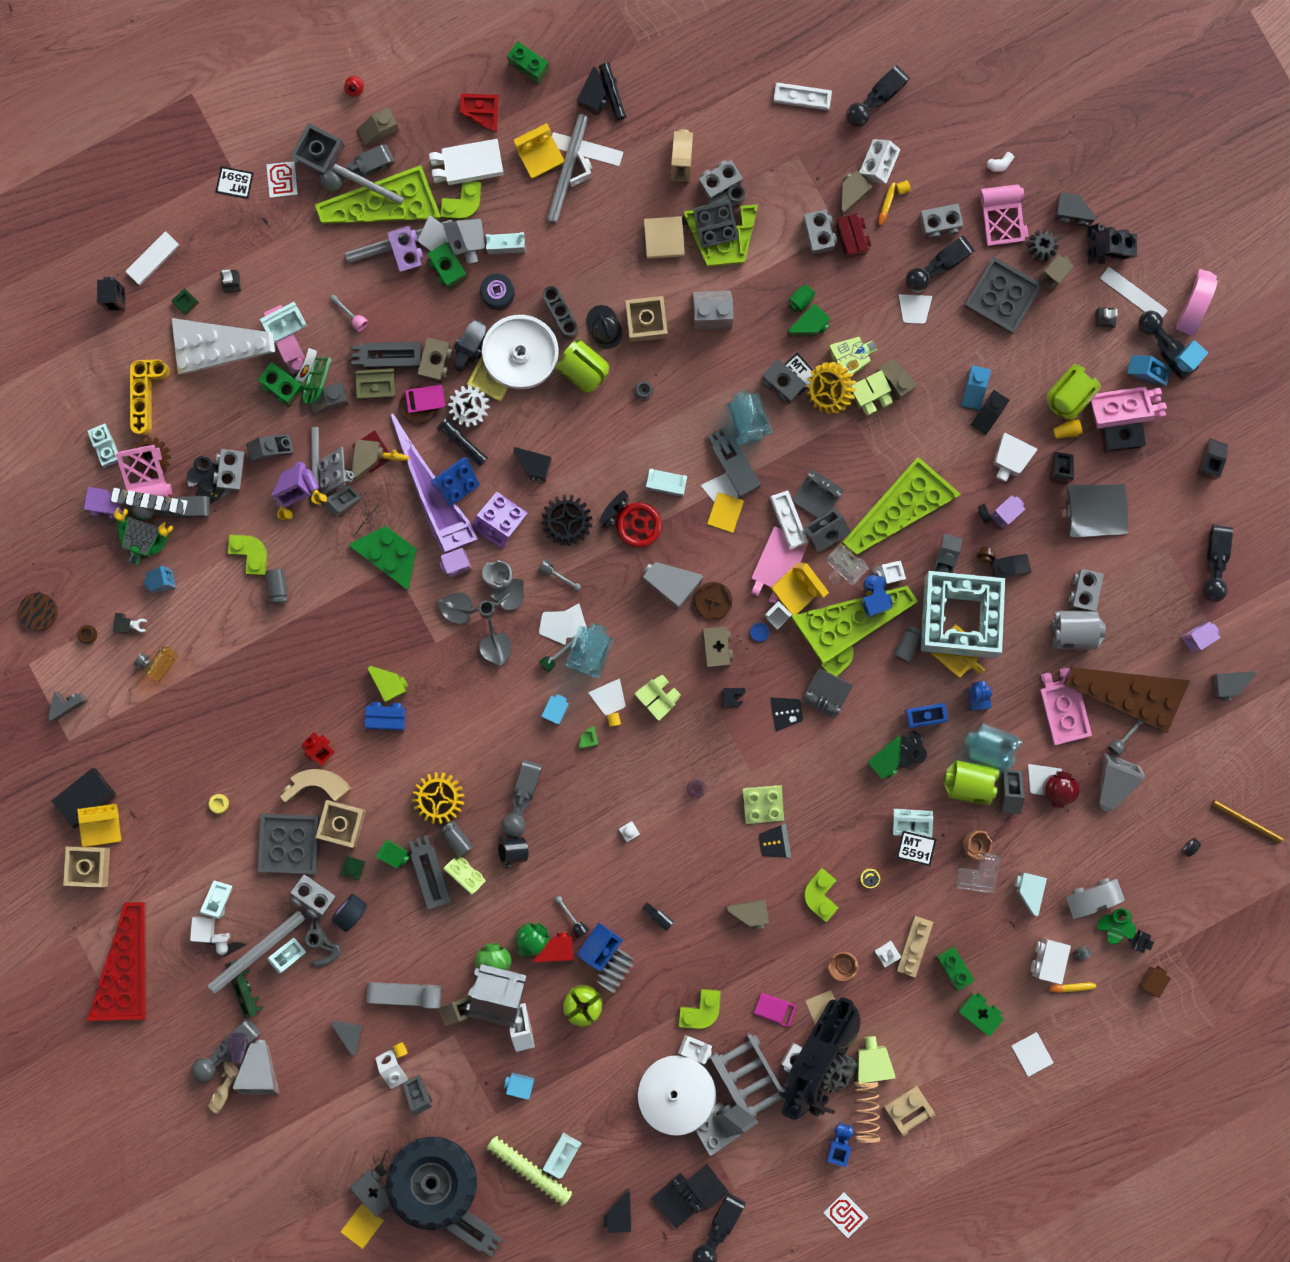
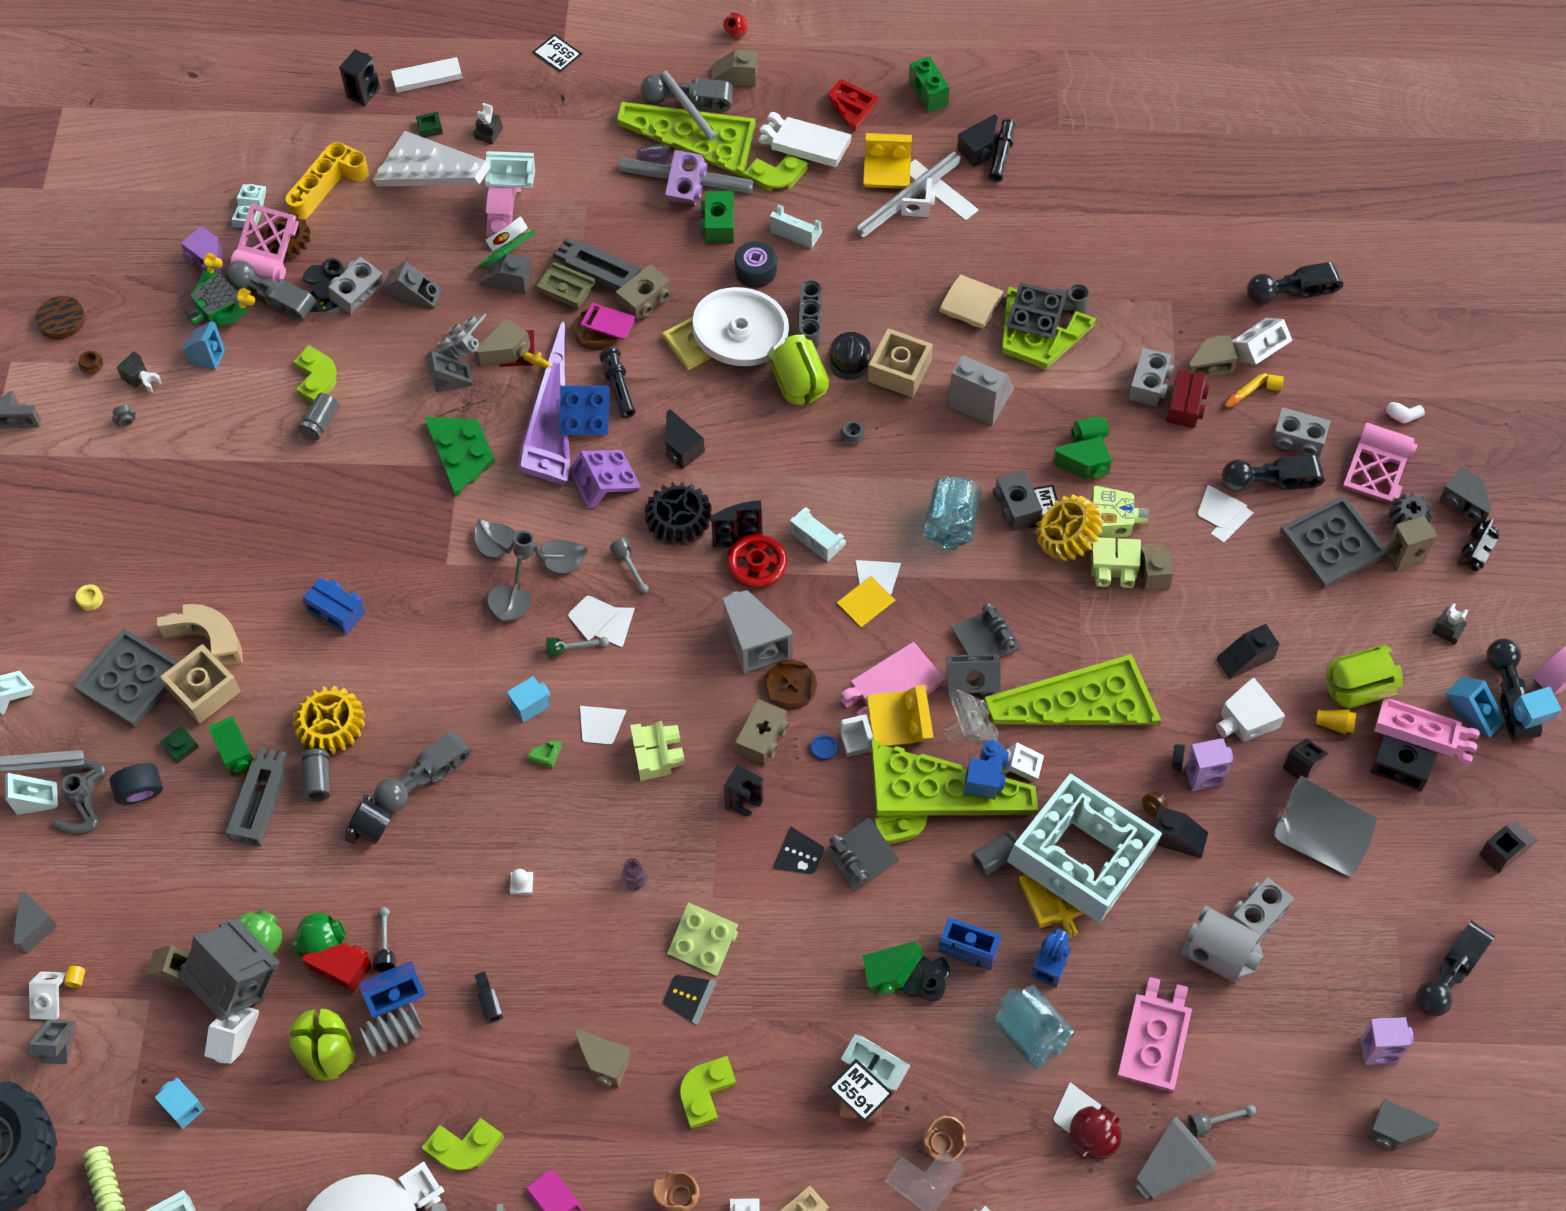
camera: 30 degrees right, 25 degrees down
(148, 501) = (250, 266): sticker -> none
(161, 663) = (141, 426): clear yellow piece -> none
(281, 179) = (606, 72): white sticker -> none
(283, 380) = (467, 236): green brick -> none
(294, 486) = (404, 328): medium lavender torso -> none
(315, 454) = (454, 319): light grey bar -> none
(316, 893) = (114, 744): light grey brick -> none
(317, 150) = (658, 53): dark grey brick -> none
(317, 748) = (232, 601): red brick -> none
(358, 322) = (590, 223): hinge -> none
(366, 237) = (655, 154): none -> clear purple cone
(388, 683) = (363, 572): lime slope -> none
(404, 994) = (144, 924): light grey beam -> none
(433, 234) = (727, 180): white sticker -> none
(455, 563) = (524, 486): lavender brick -> none
(465, 874) = (295, 817): yellowish green hinge -> none
(466, 238) = (755, 196): light grey torso -> none
(469, 345) = (687, 295): black hinge -> none
(473, 398) = (649, 351): white gear -> none
(497, 574) = (562, 526): light grey hair -> none
(590, 650) = (611, 652): clear light blue cylinder -> none
(613, 719) = (588, 747): yellow piece -> none
(681, 156) = (1036, 235): tan arch -> none
(716, 175) = (1064, 274): light grey brick -> none
(737, 467) = (908, 559): dark grey hinge -> none
(788, 520) = (934, 643): white tile -> none
(802, 96) = (1209, 249): white tile -> none
(870, 878) = (780, 1106): tile -> none
(928, 325) = (1224, 533): none -> white sticker
(947, 554) = (1108, 773): dark grey slope -> none
(971, 782) = (980, 1053): lime cylinder -> none
(975, 387) = (1246, 615): dark azure slope -> none
(1012, 792) = (1027, 1100): dark grey slope -> none
(1116, 244) = (1502, 550): black brick -> none
(1131, 292) = (1495, 616): white sticker -> none
(1138, 696) = (1264, 1075): reddish brown wing -> none

